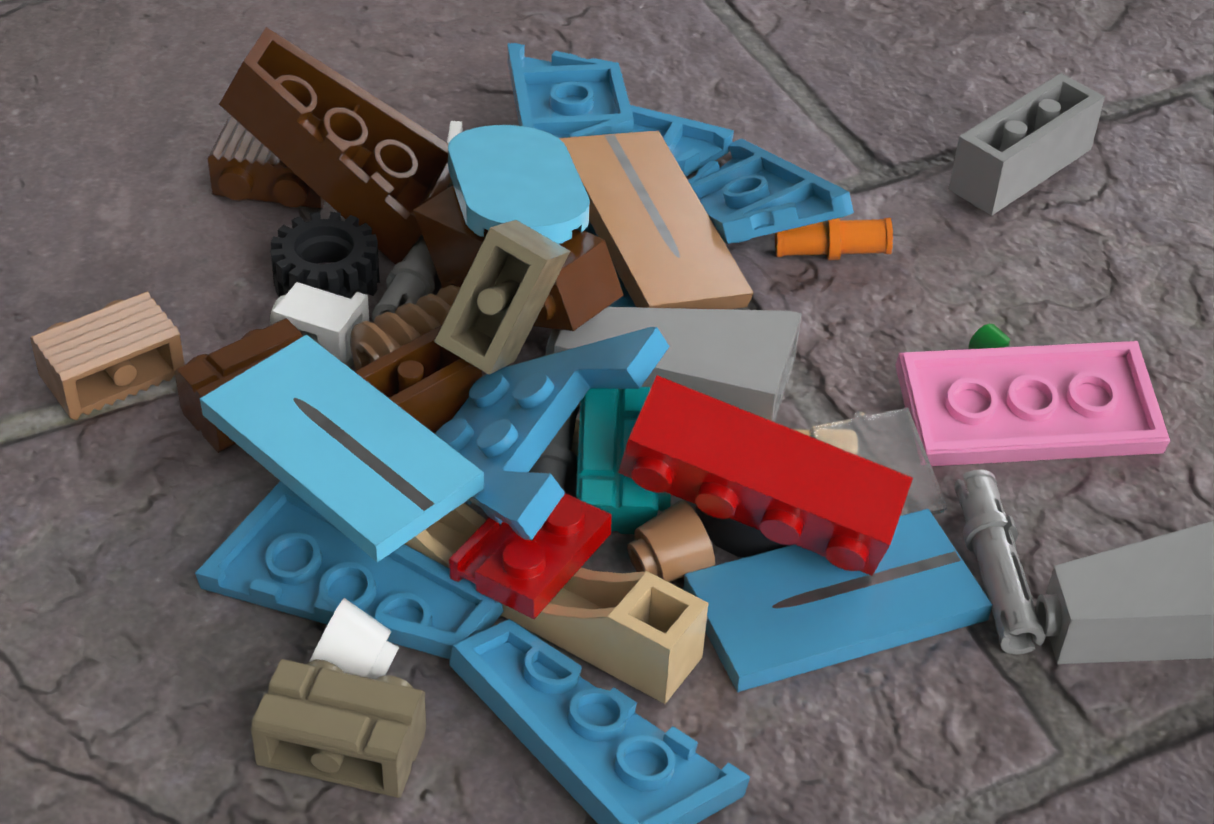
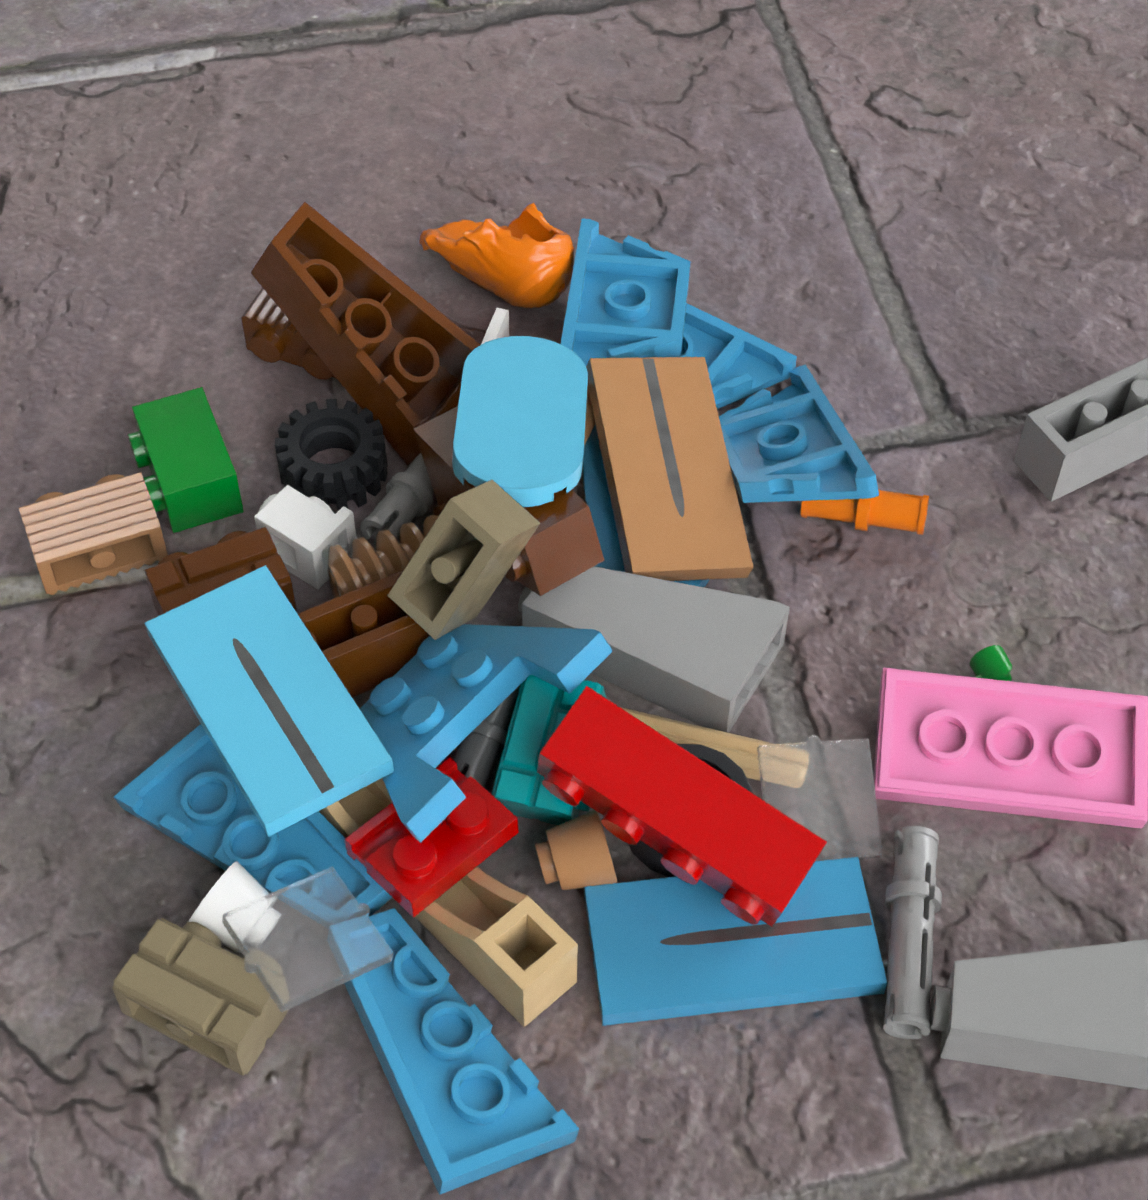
camera: 15 degrees right, 10 degrees up
(186, 280) = (186, 459): none -> green brick
(436, 651) = (307, 938): none -> clear piece
(445, 85) = (518, 262): none -> orange piece

